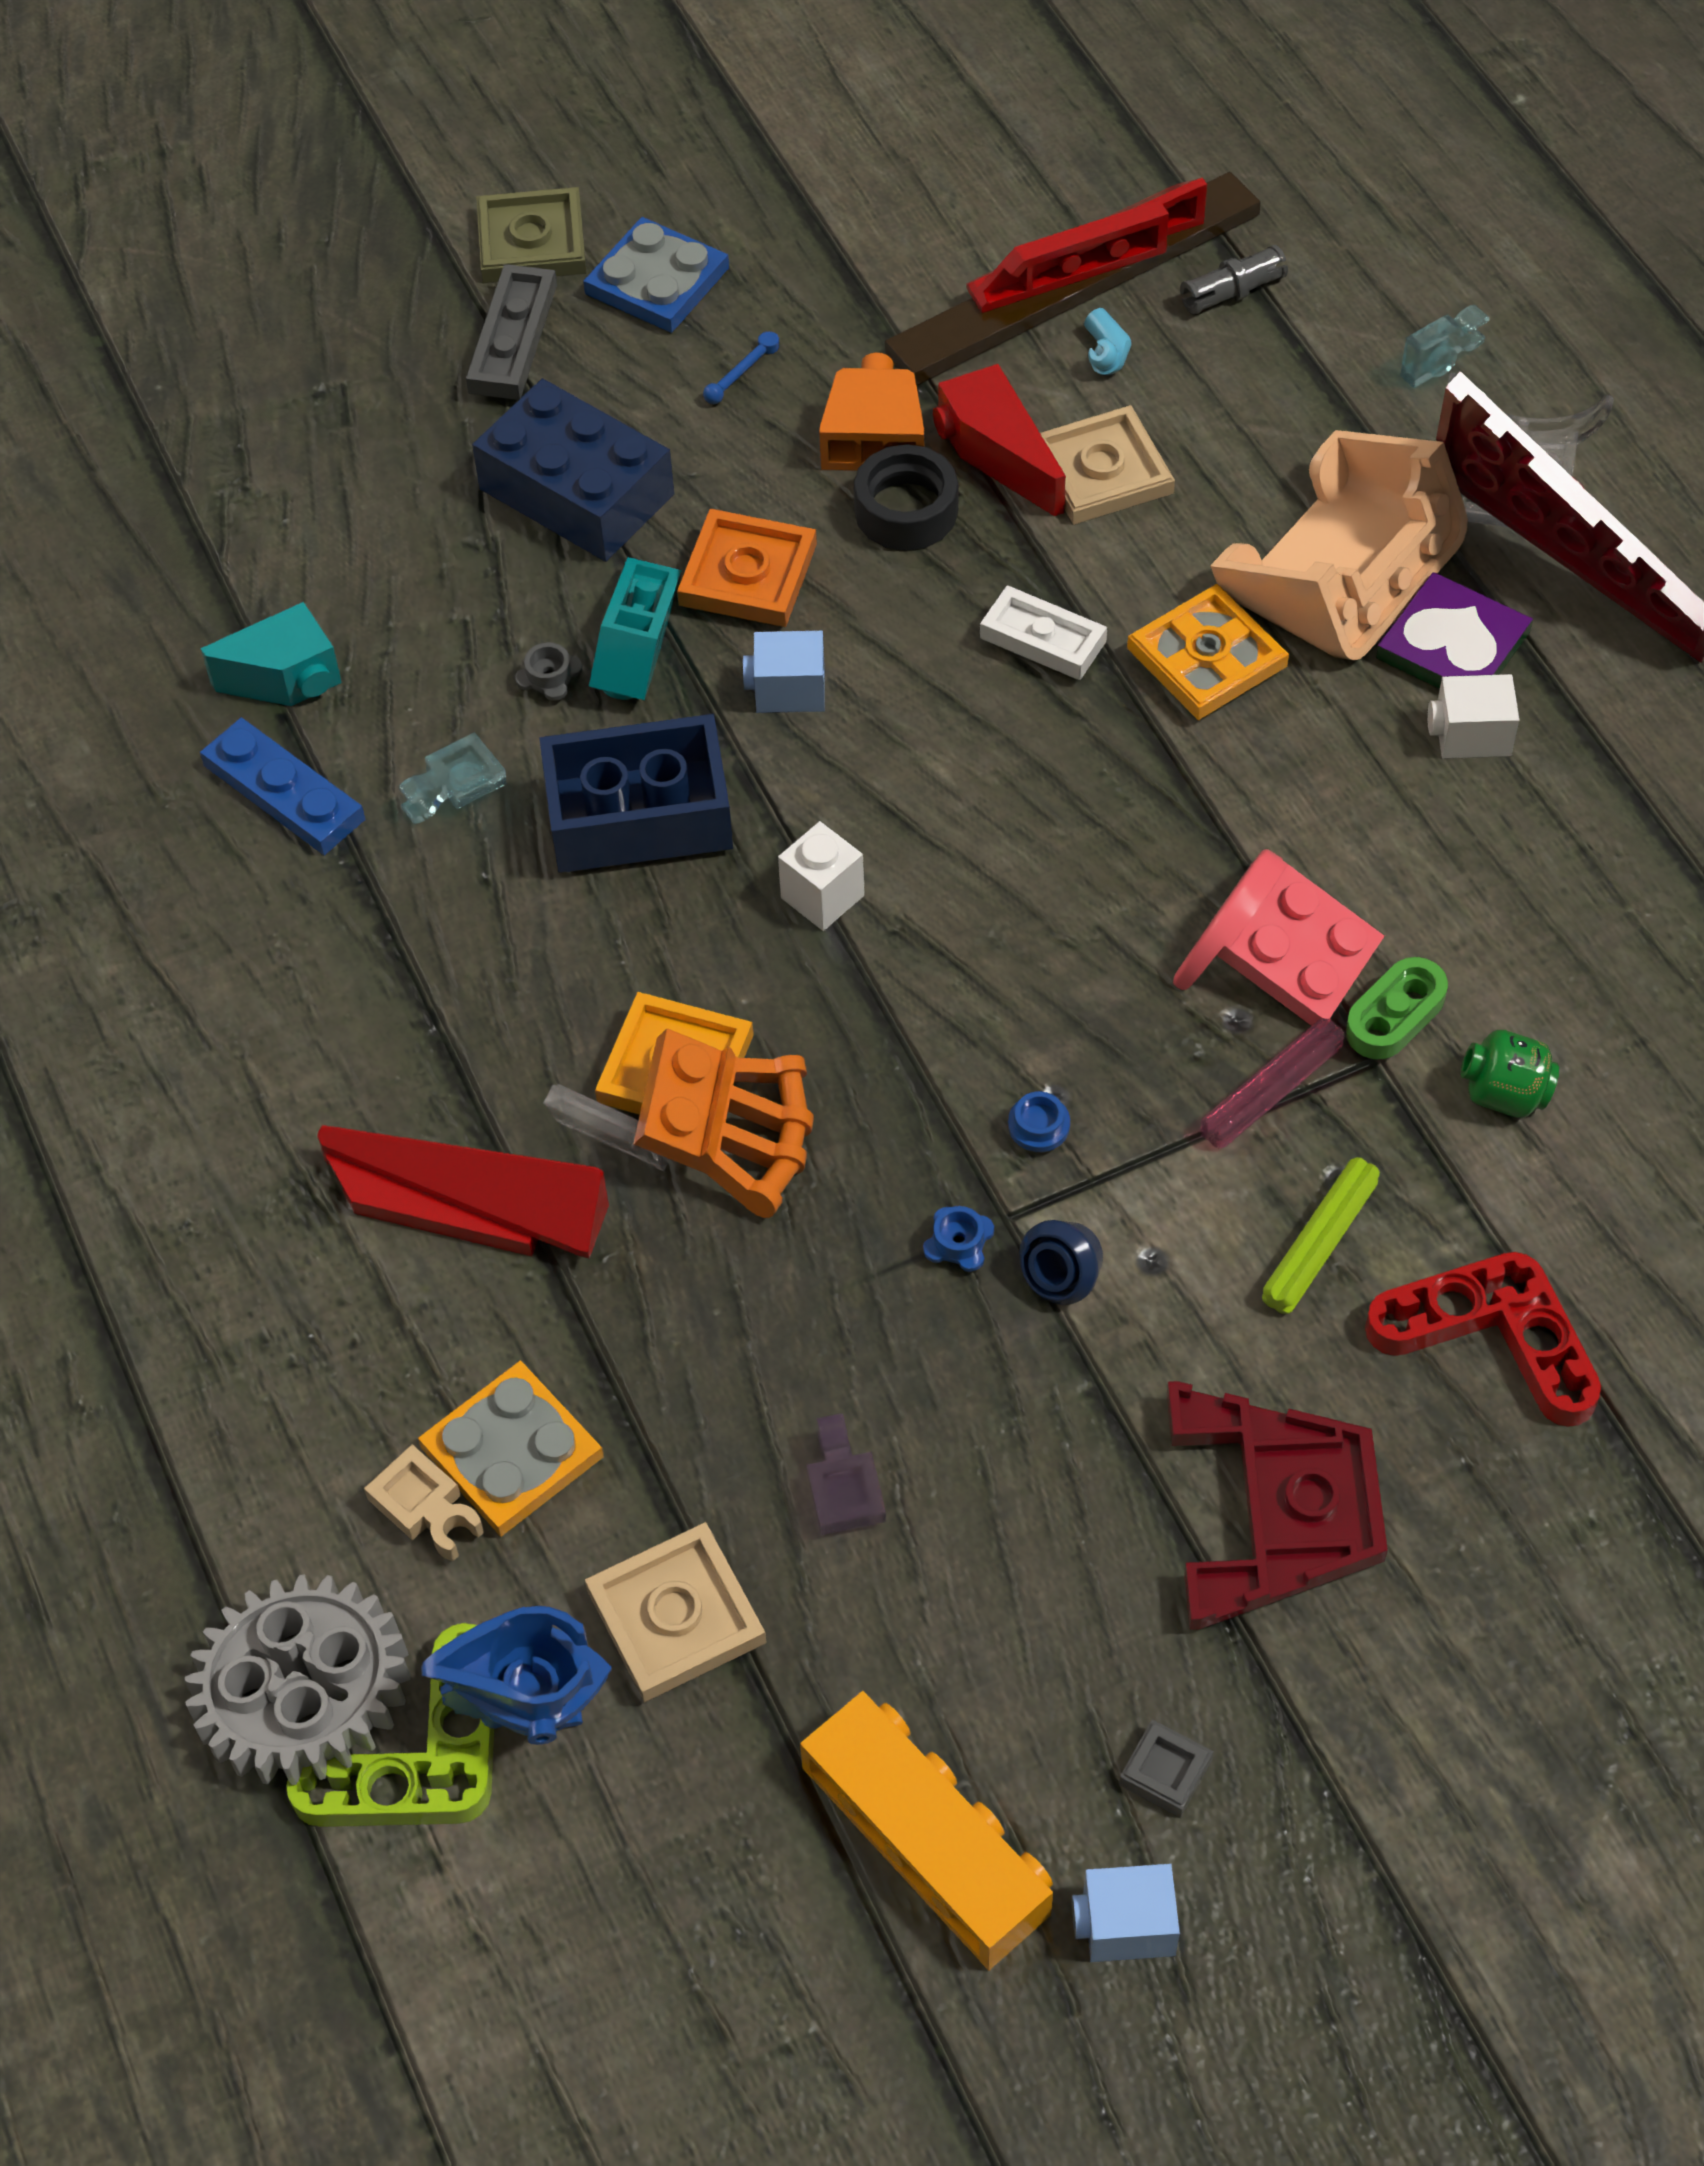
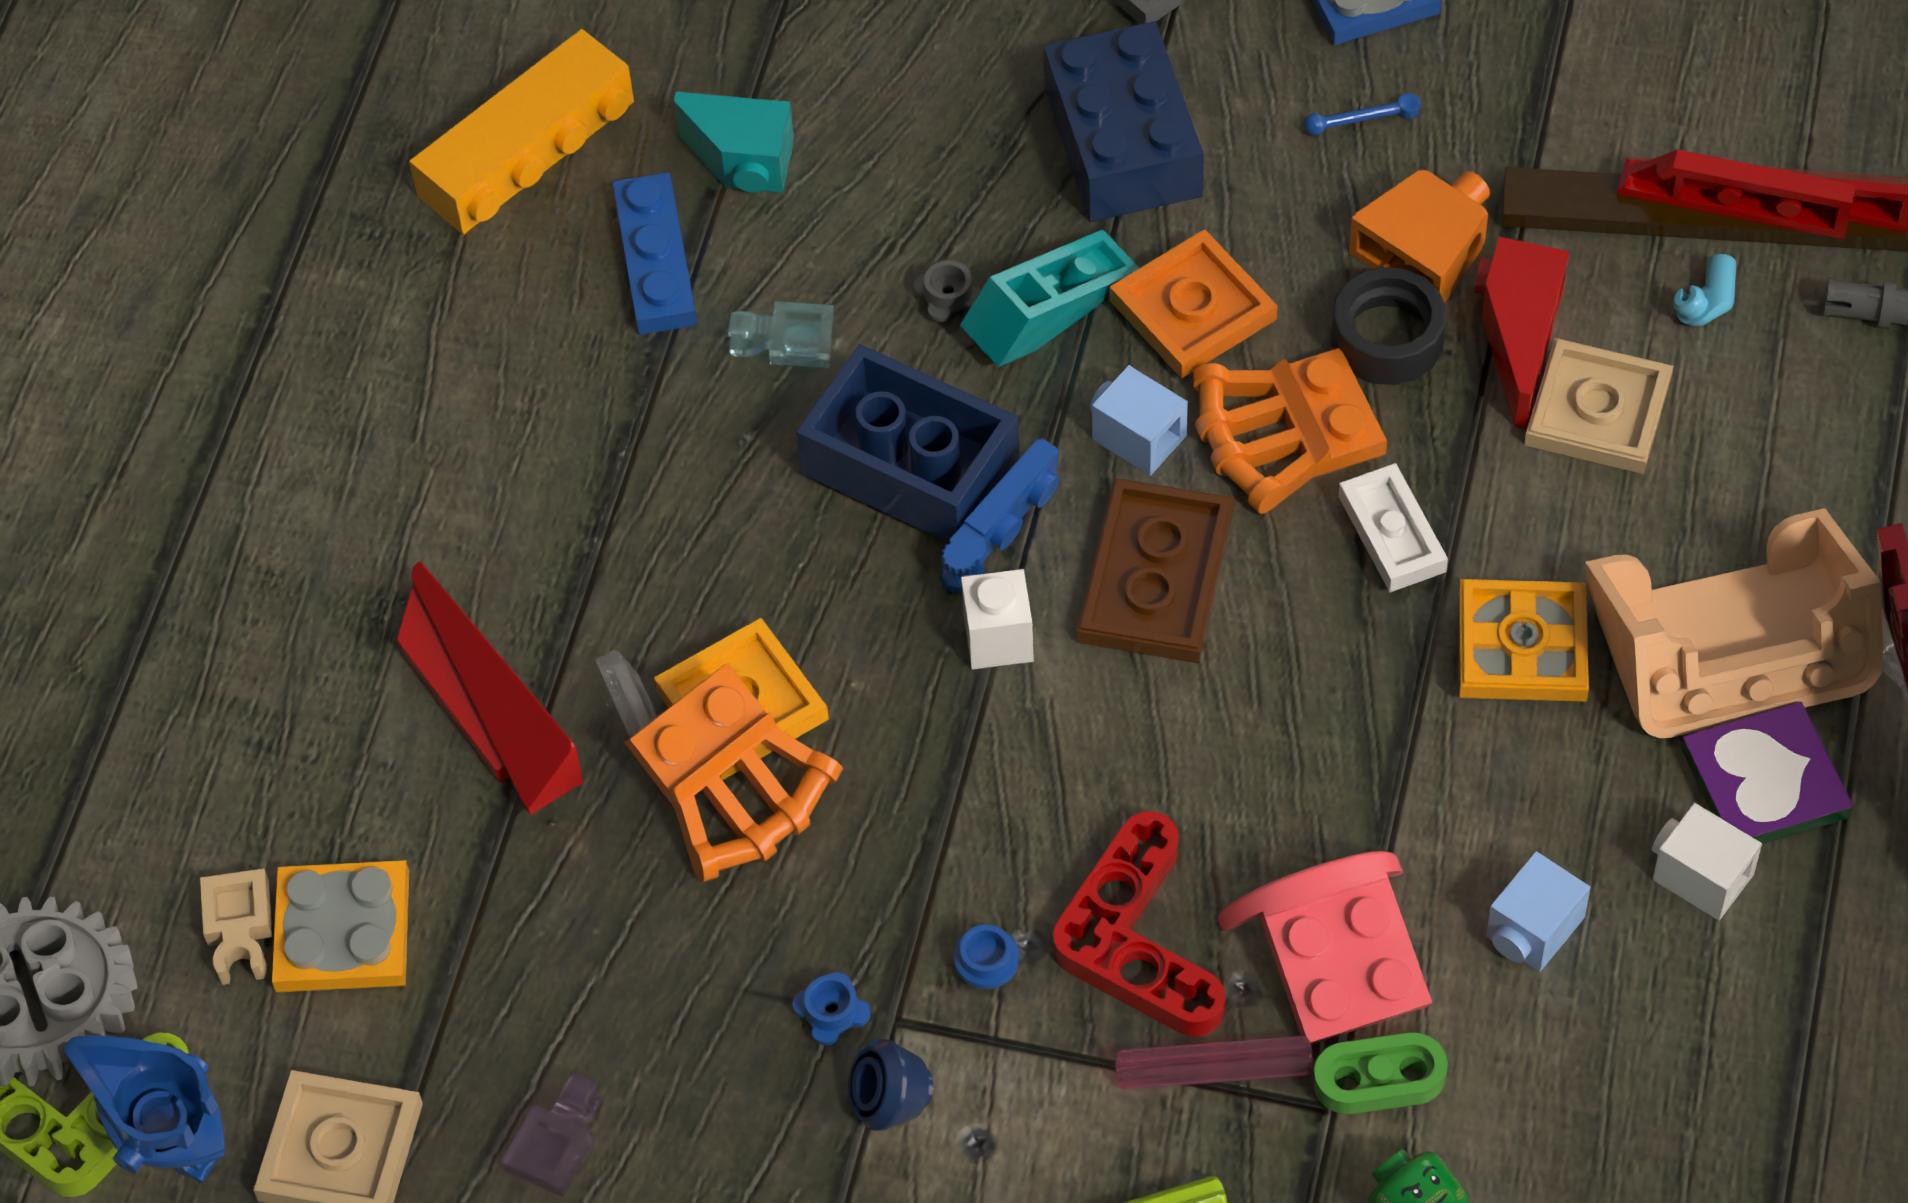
camera: 40 degrees right, 0 degrees up
(89, 759) = (522, 131): none -> light orange brick
(750, 808) = (999, 515): none -> blue hinge
(896, 772) = (1156, 570): none -> reddish brown tile
(905, 584) = (1324, 417): none -> orange plate
(1124, 1049) = (1116, 942): none -> red beam
(1398, 825) = (1537, 912): none -> light blue brick

